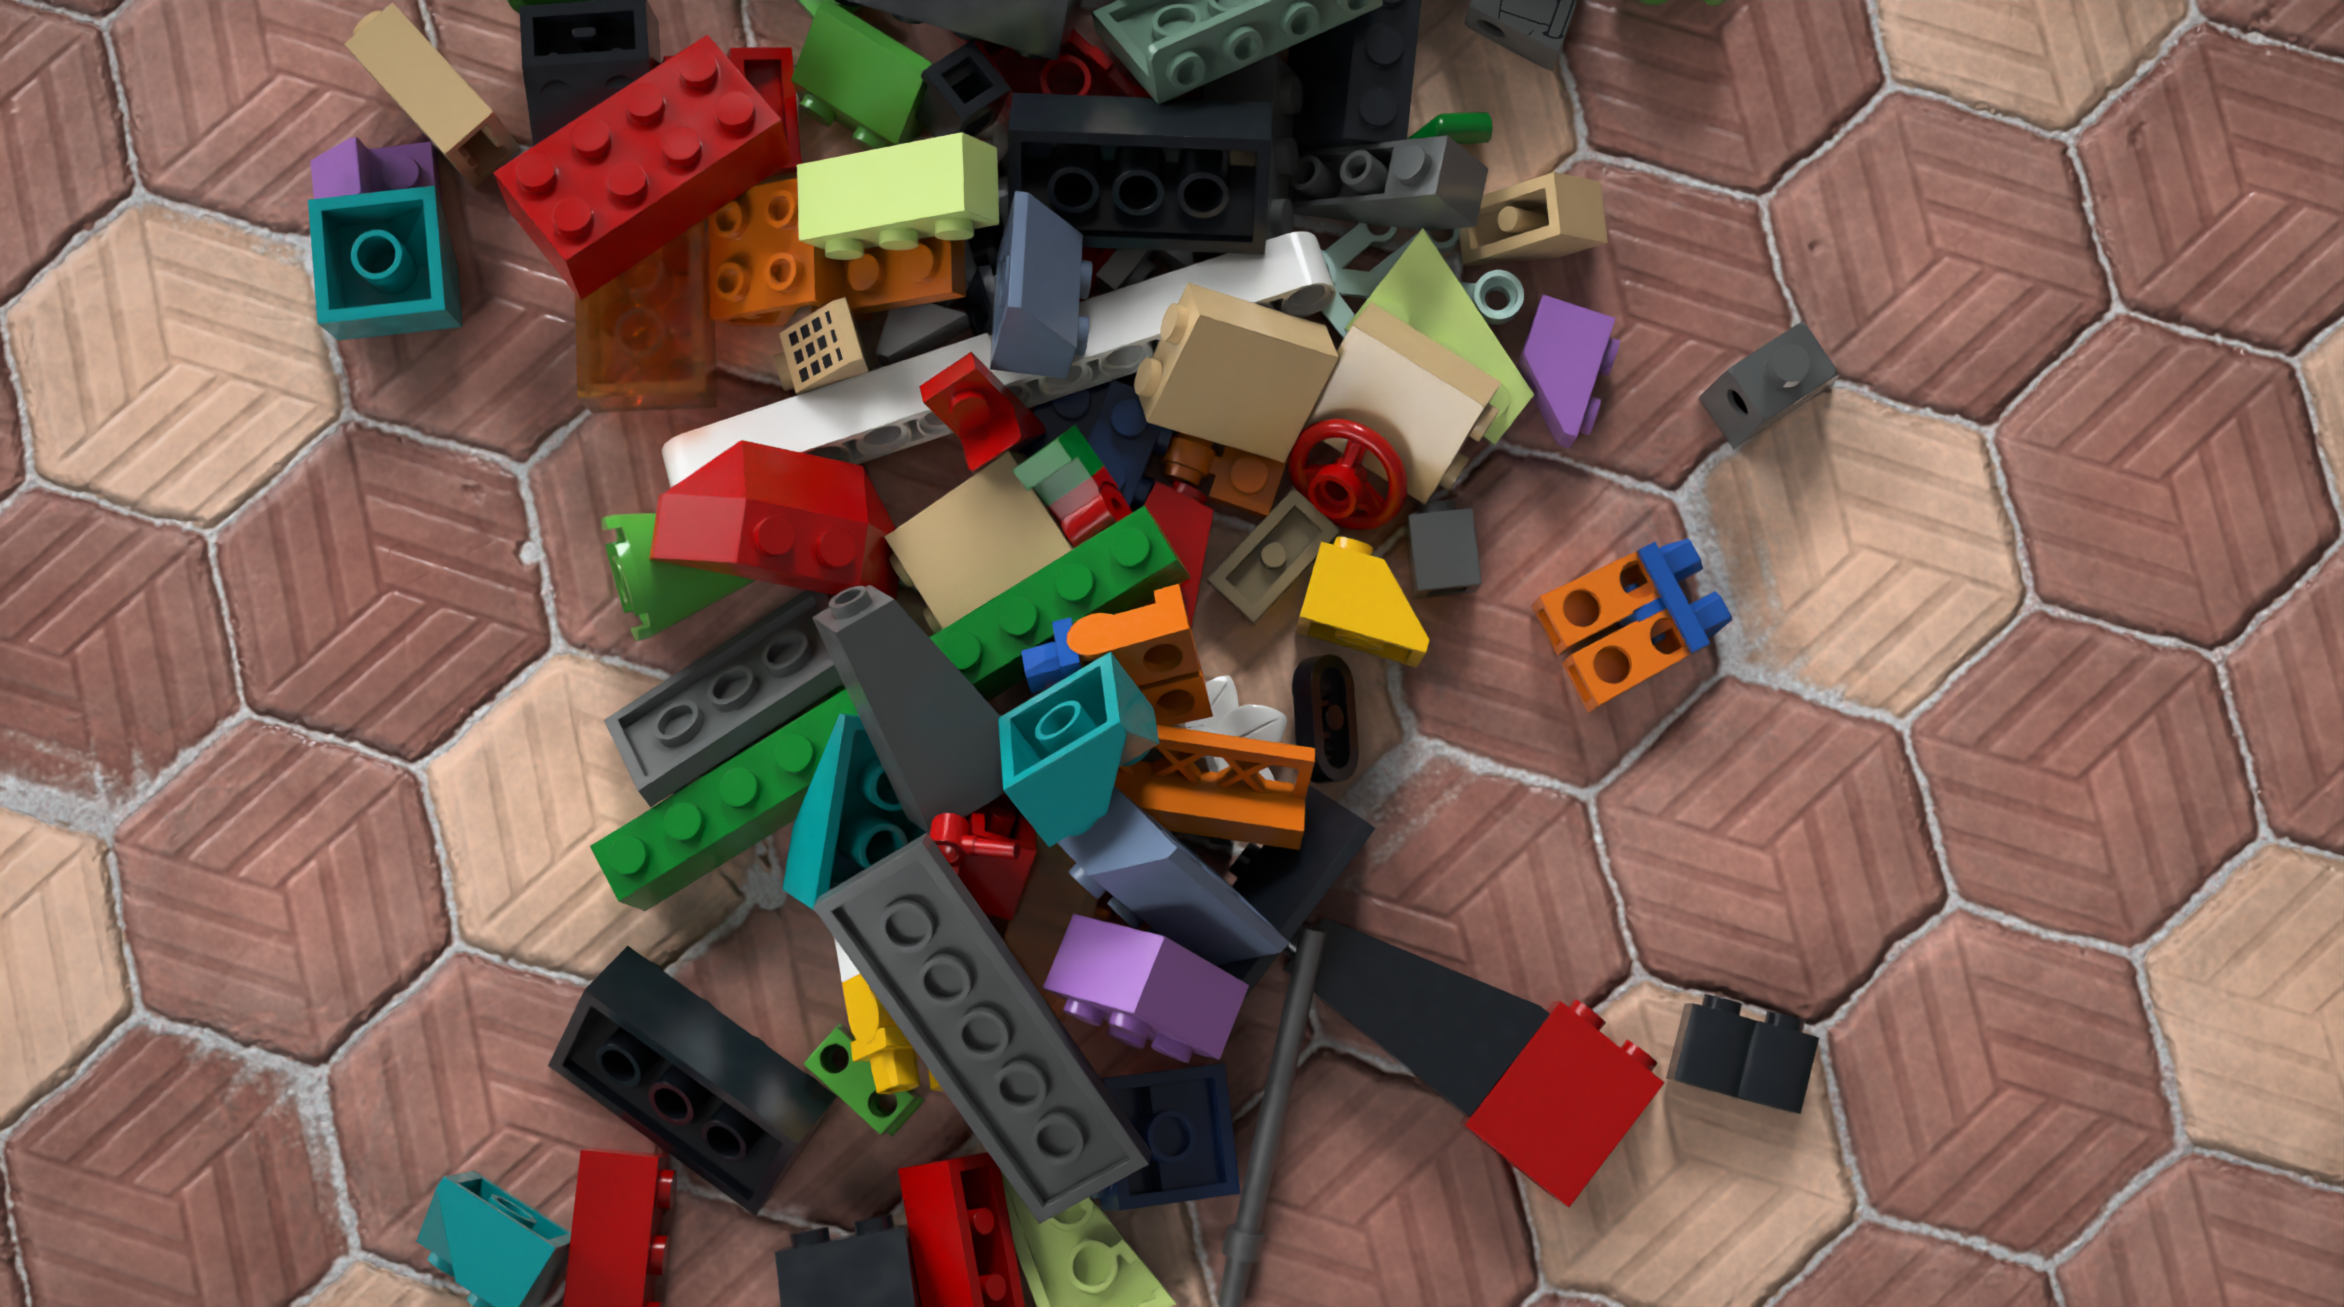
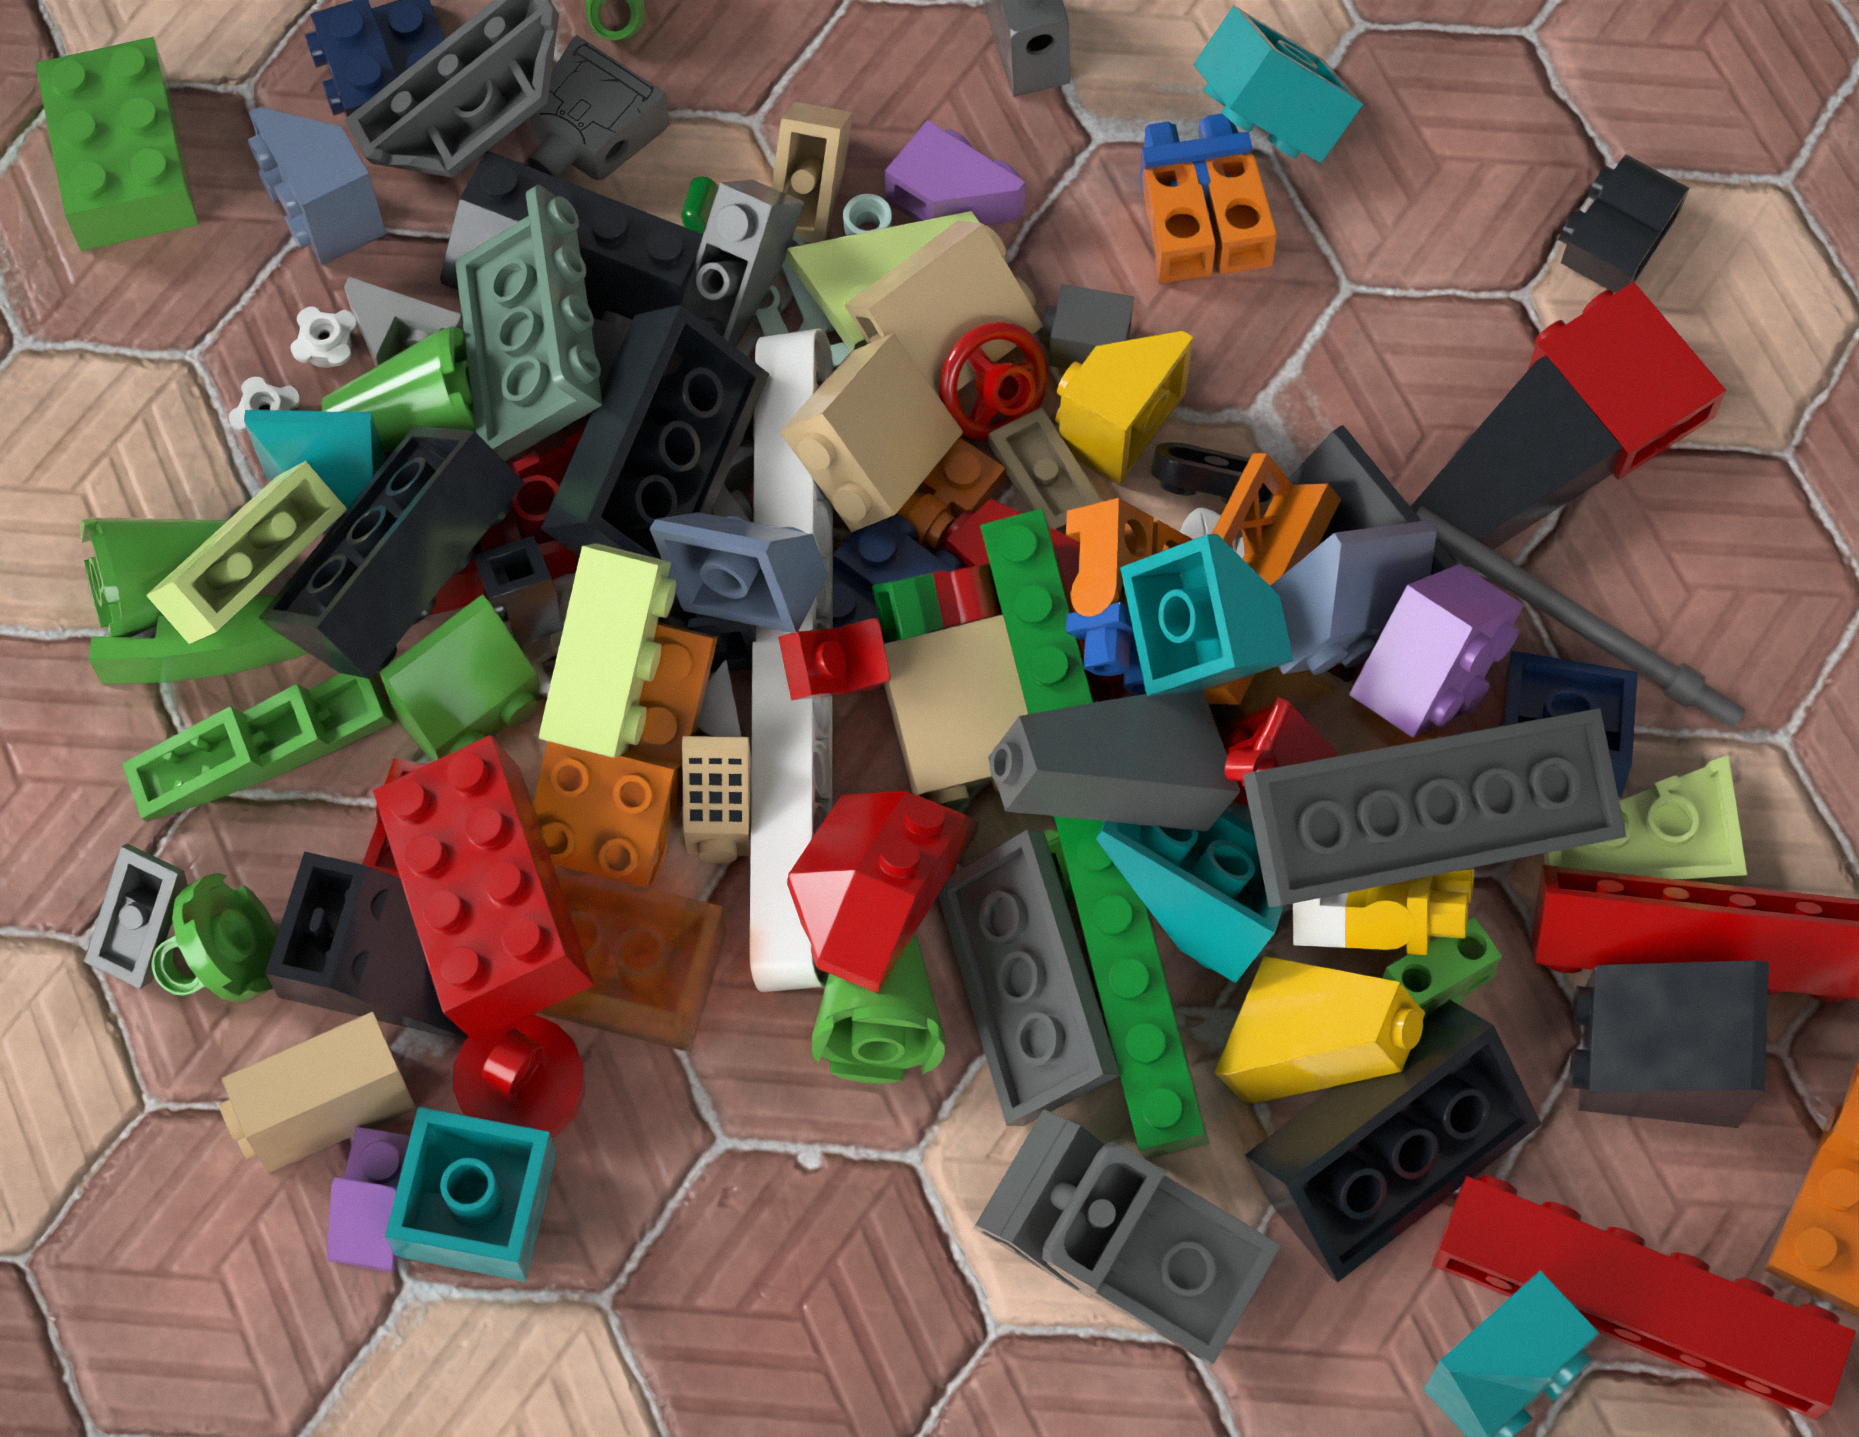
camera: 75 degrees left, 15 degrees down
(510, 277) = (521, 1076): none -> red tile
(513, 856) = (1127, 1235): none -> dark grey piece
(762, 977) = (1316, 1031): none -> yellow slope
(1777, 657) = (1276, 86): none -> teal slope

